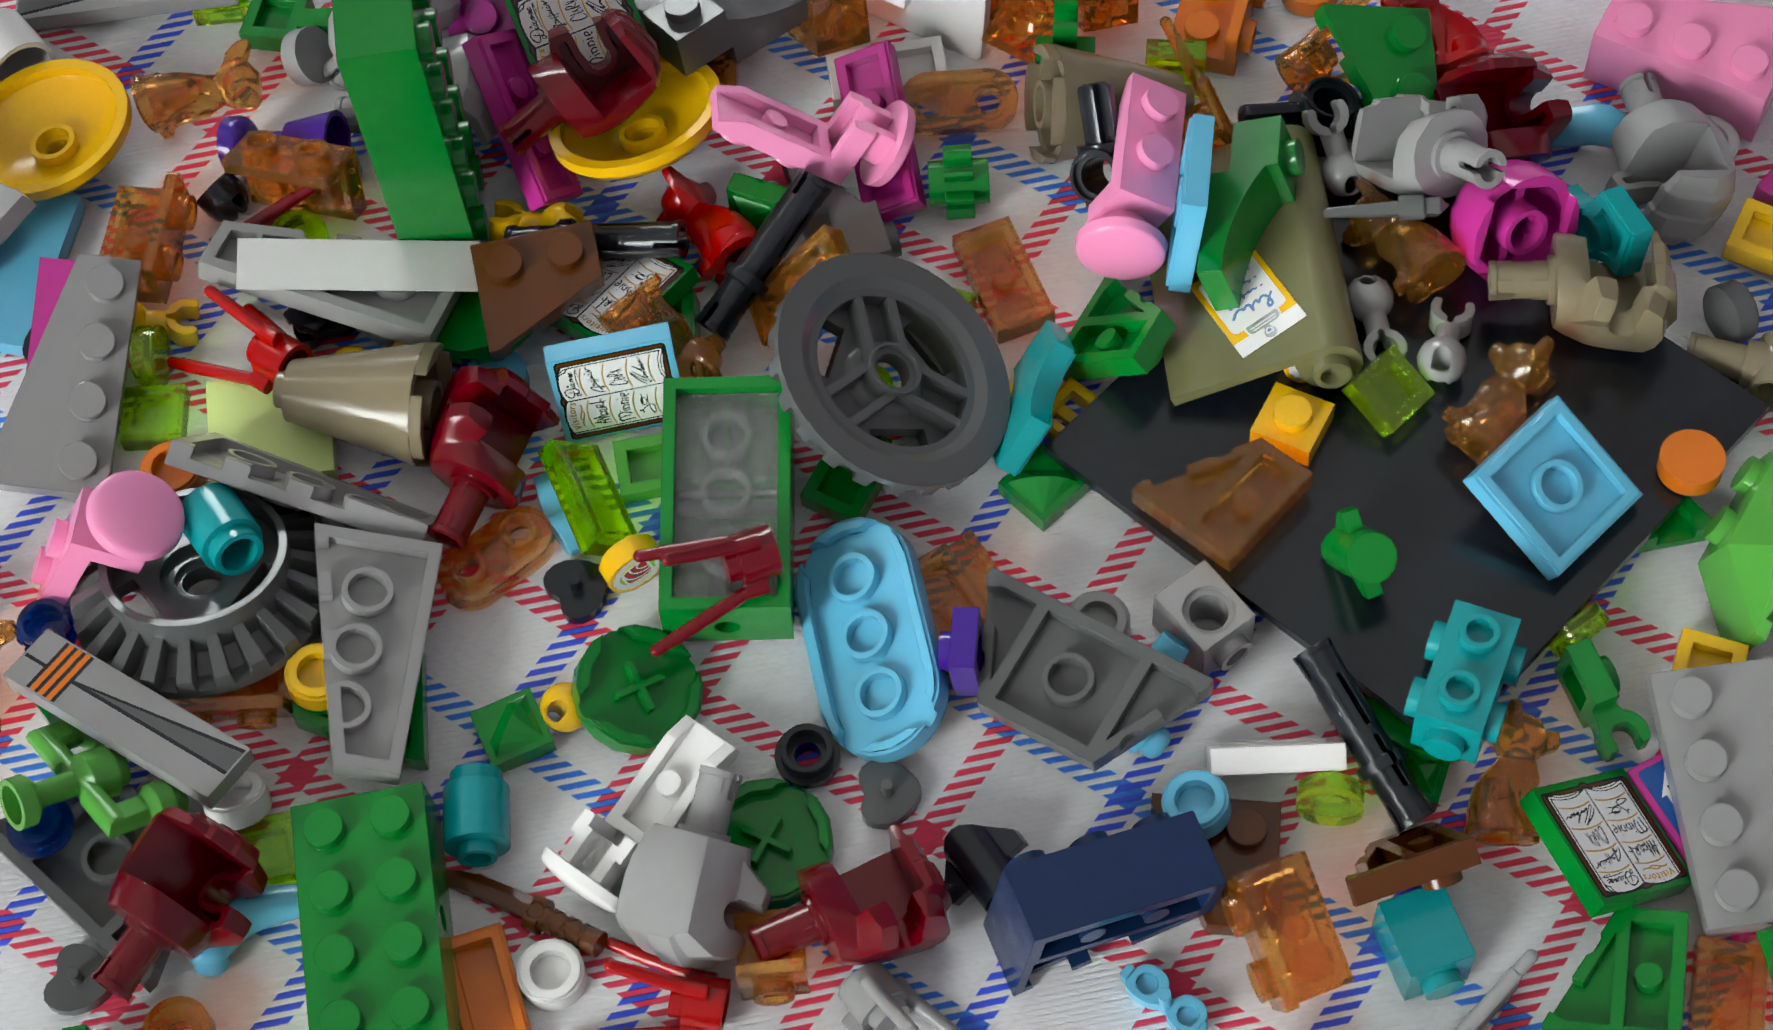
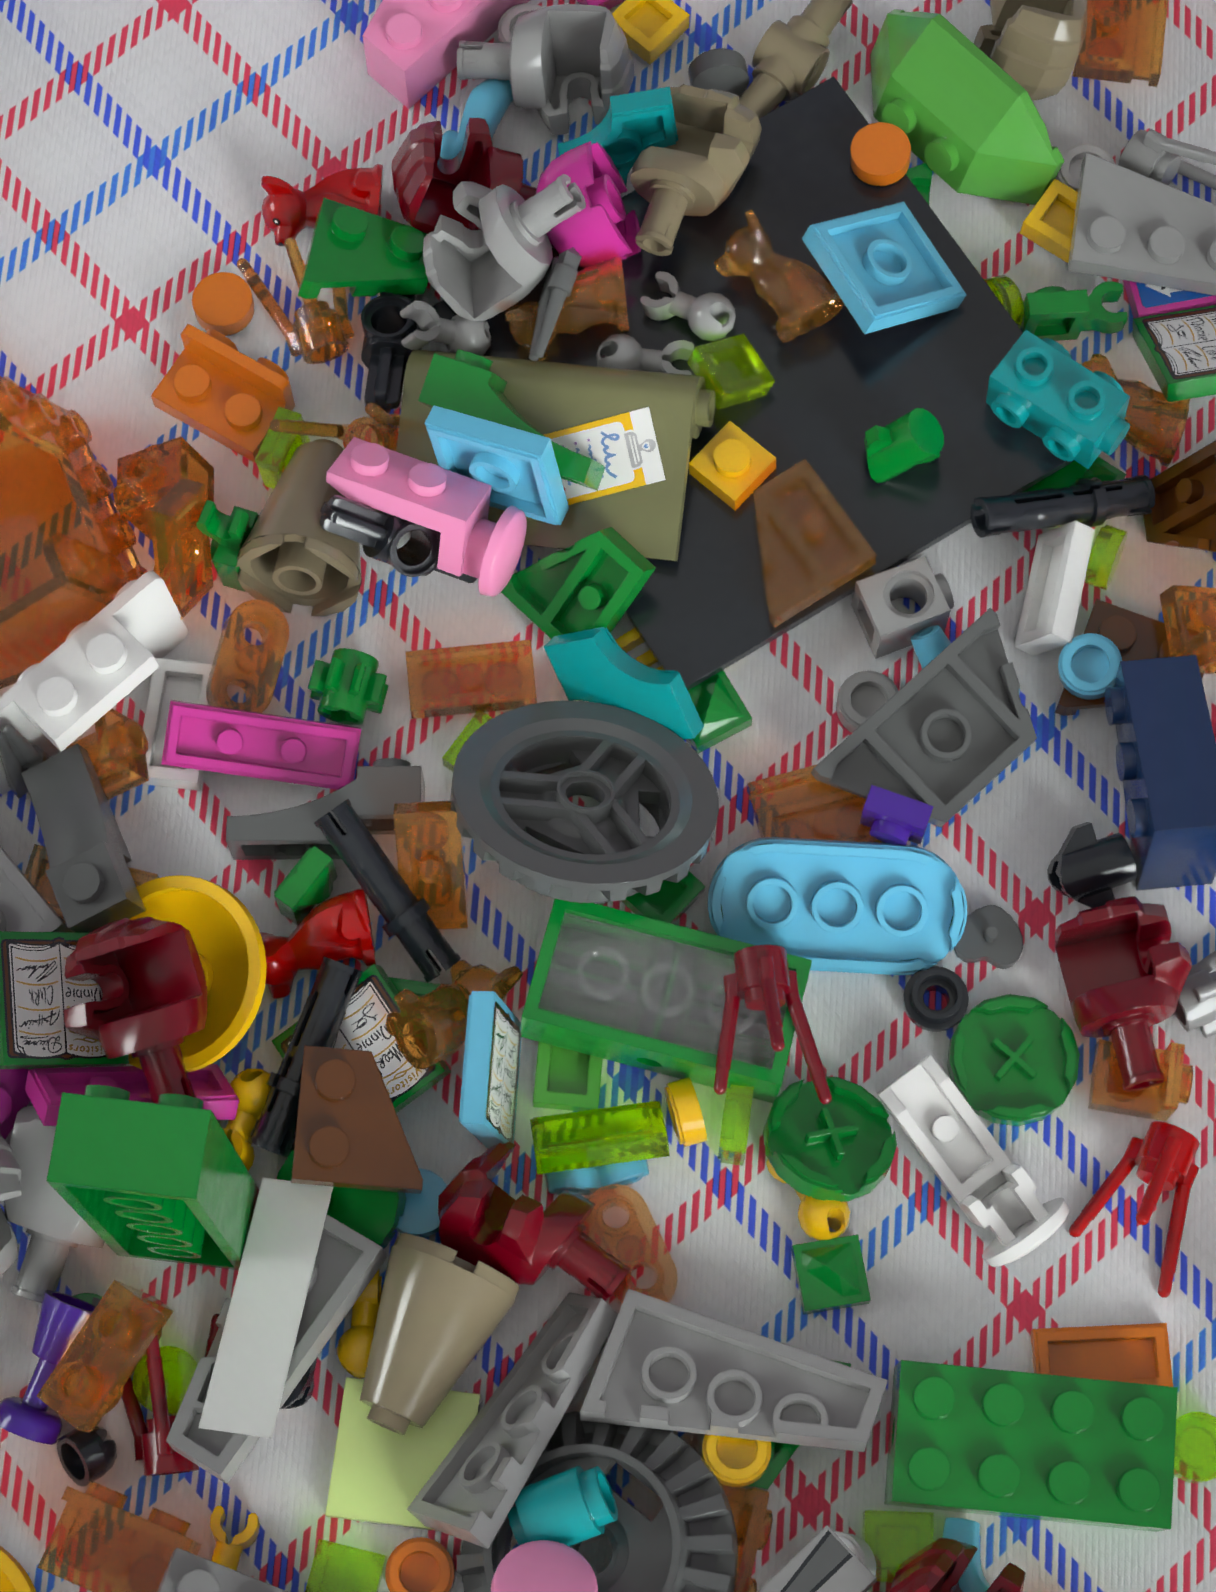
camera: 80 degrees left, 10 degrees up
(149, 354) = (275, 1569): clear neon green tile -> none
(267, 351) = (332, 1424): red plant -> none
(476, 815) = (922, 1325): teal brick -> none
(536, 912) = (1029, 1292): reddish brown piece -> none
(551, 974) = (1096, 1292): white tile -> none
(577, 588) = (687, 1176): black piece -> none
(627, 604) = (735, 1124): none -> clear neon green tile
(687, 877) = (1063, 1125): light grey piece -> none
(821, 148) = (288, 756): bright pink piece -> none

